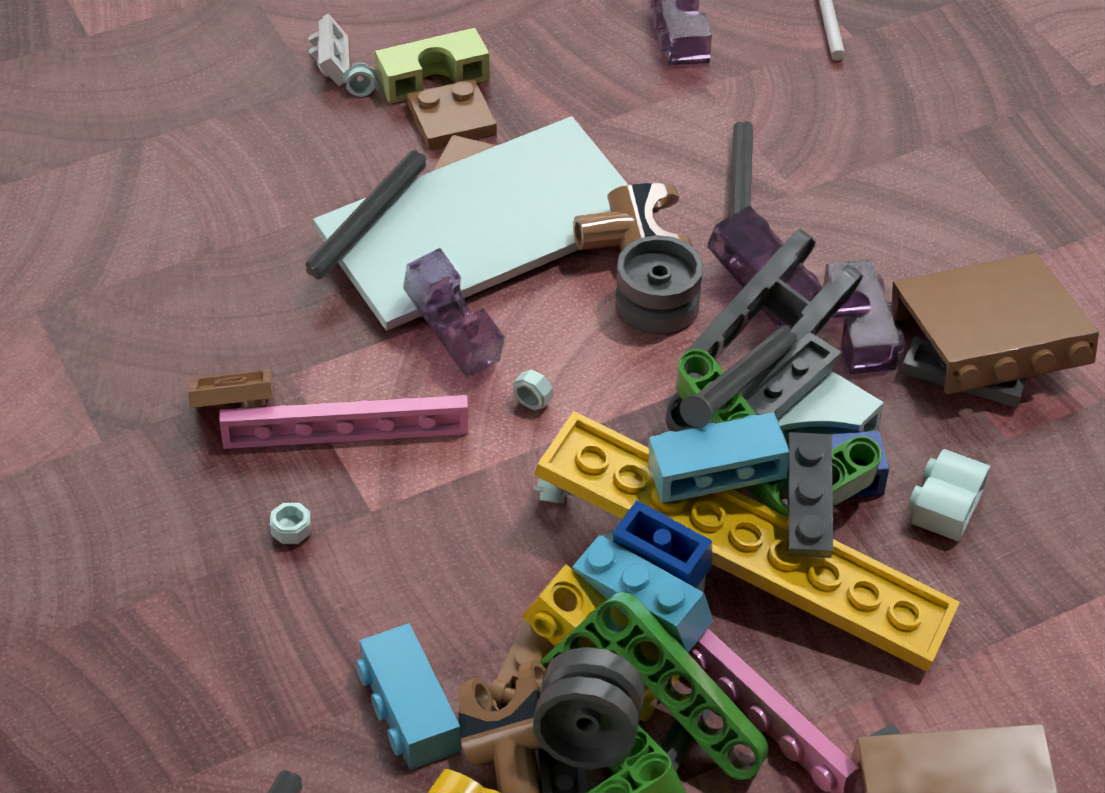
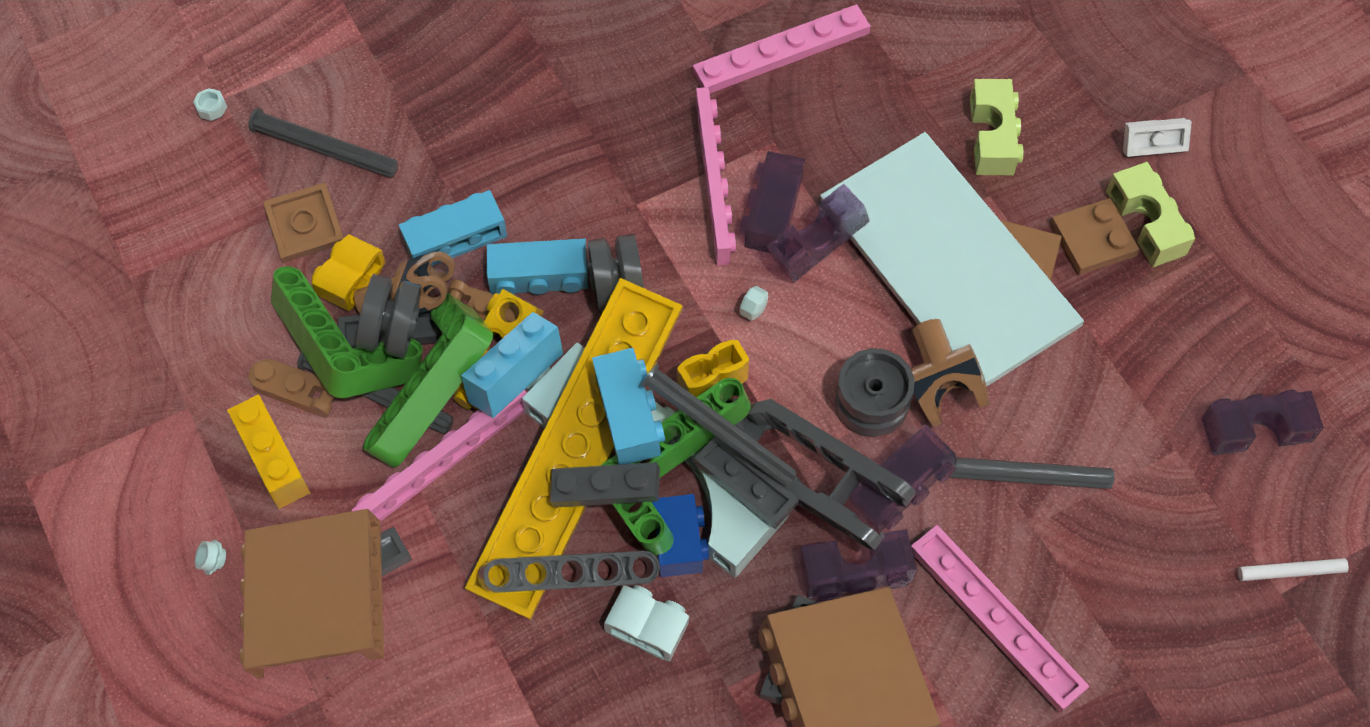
camera: 90 degrees right, 15 degrees up
(151, 360) = (781, 49): none -> bright pink plate
(247, 387) = (736, 95): medium nougat plate -> none
(275, 166) = (995, 104): none -> yellowish green arch
(290, 523) = (615, 149): light aqua tile -> none
(360, 87) = (1123, 159): light aqua plate -> none
(365, 214) = (931, 166): dark grey axle -> none
(390, 363) = (773, 200): none -> clear purple brick
(475, 601) = (538, 266): none -> medium azure brick
(499, 503) = (606, 271): none -> dark grey wheel
(630, 410) = (706, 370): none -> yellow brick
(665, 543) = (545, 373): blue brick -> none
(908, 215) = (999, 619): none -> bright pink plate
(910, 550) = (586, 569): none -> dark grey beam

